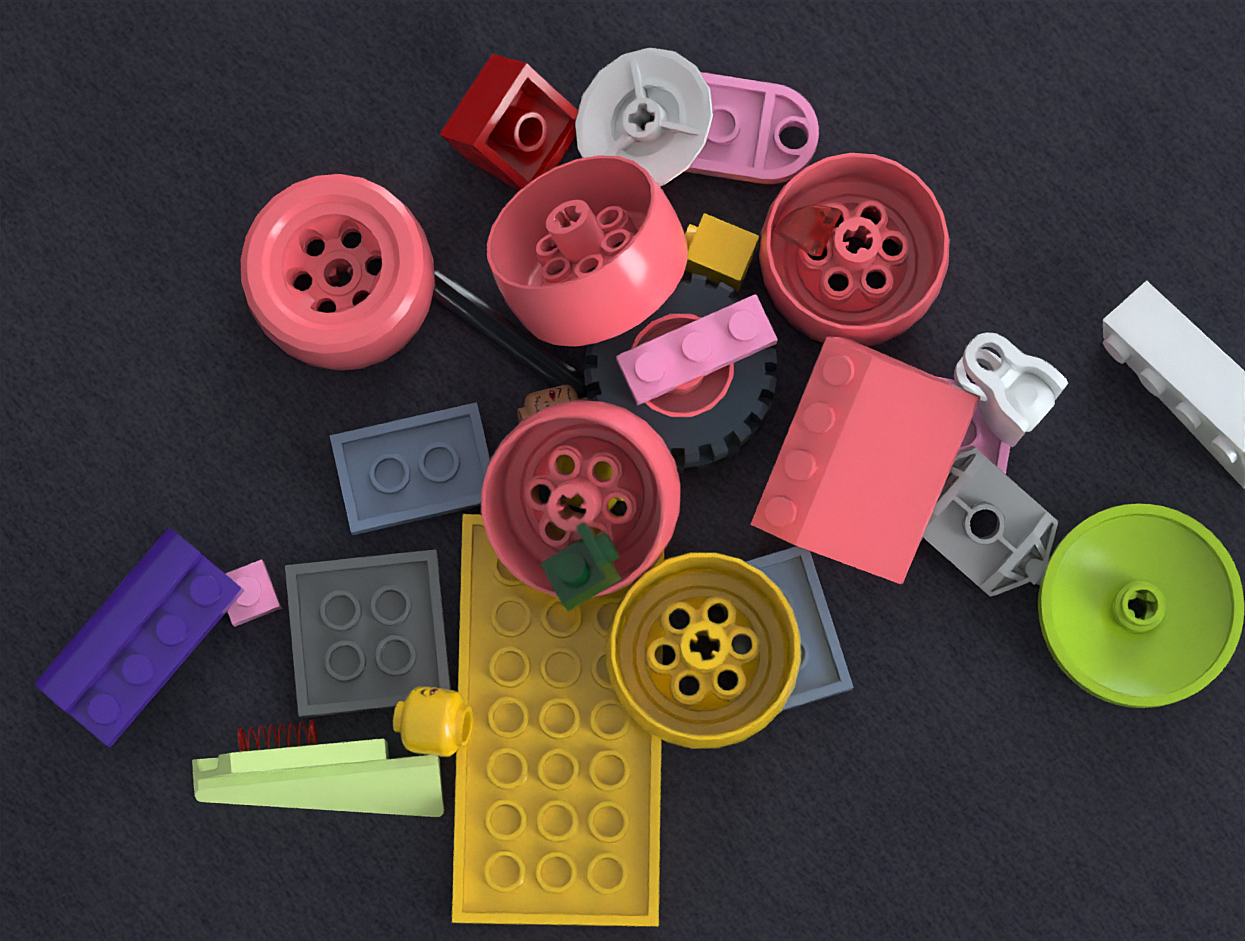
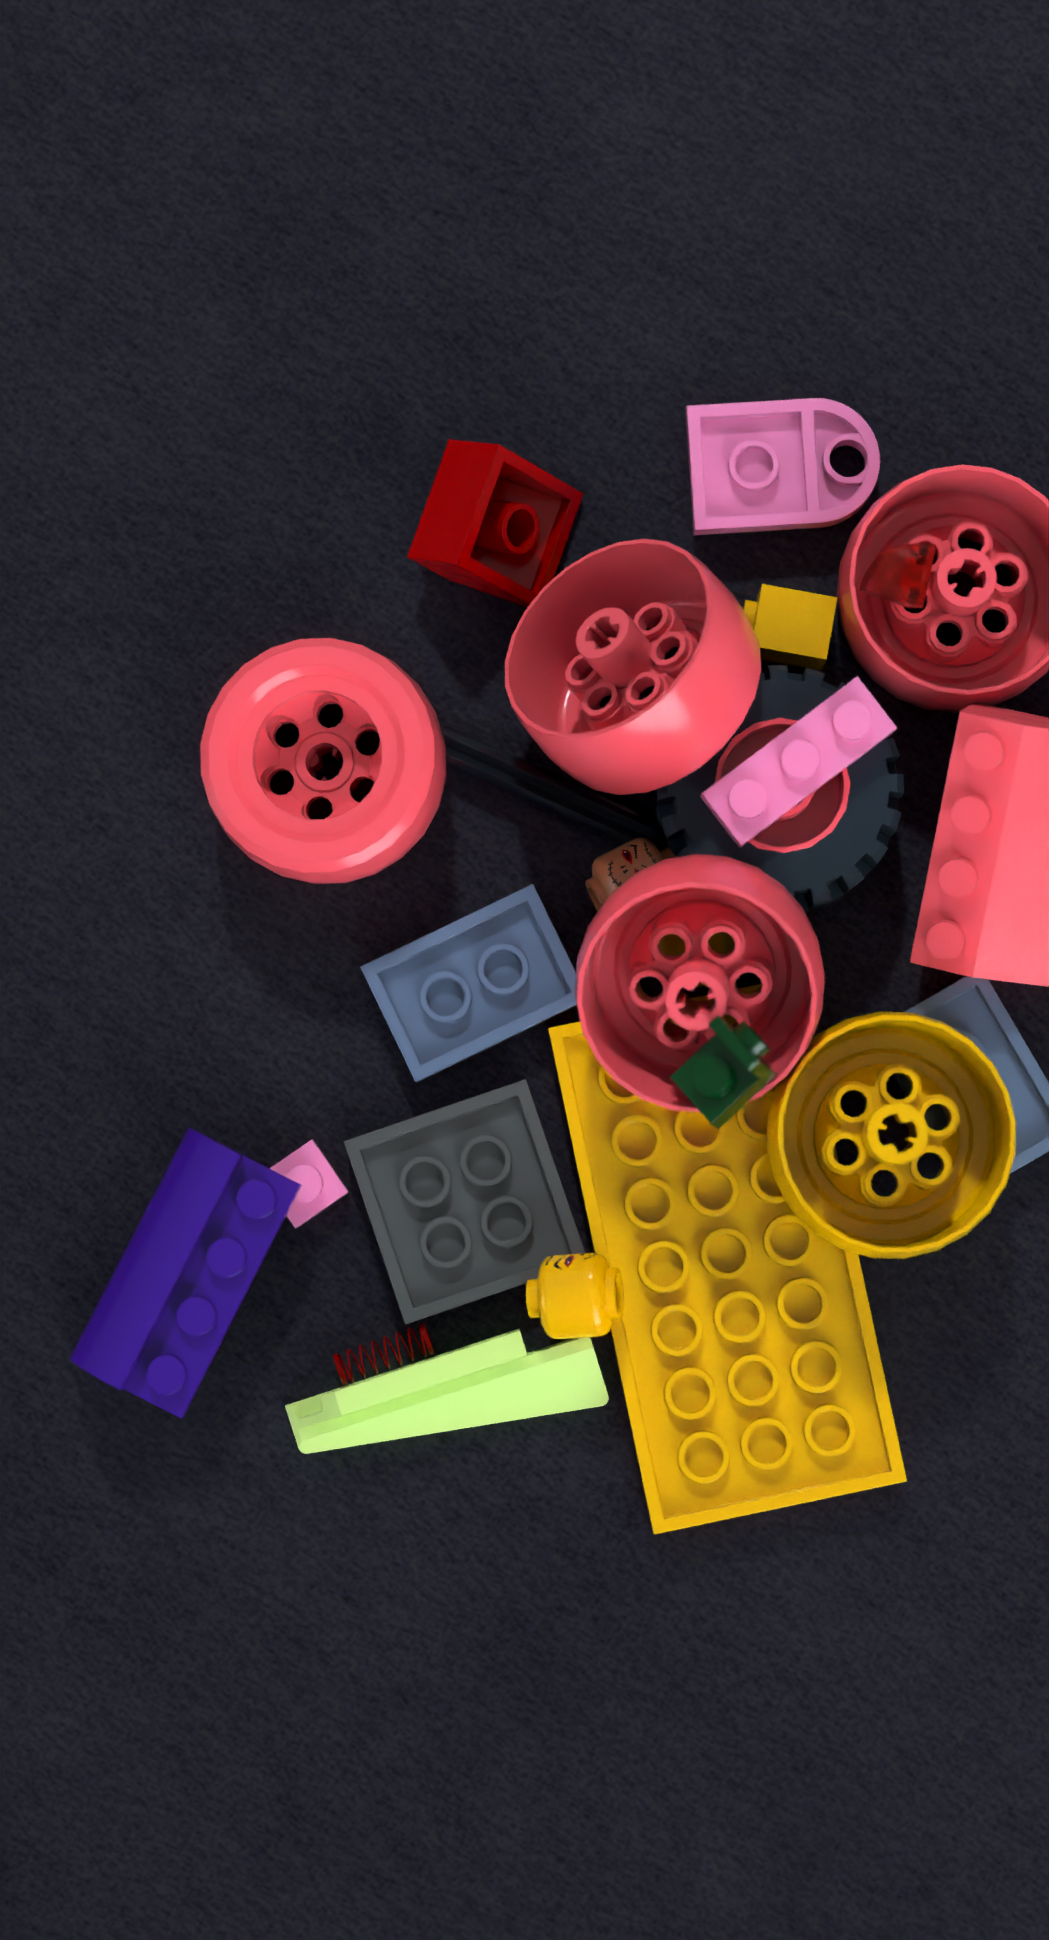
camera: 15 degrees left, 5 degrees up
(624, 98) = (631, 449): white piece -> none

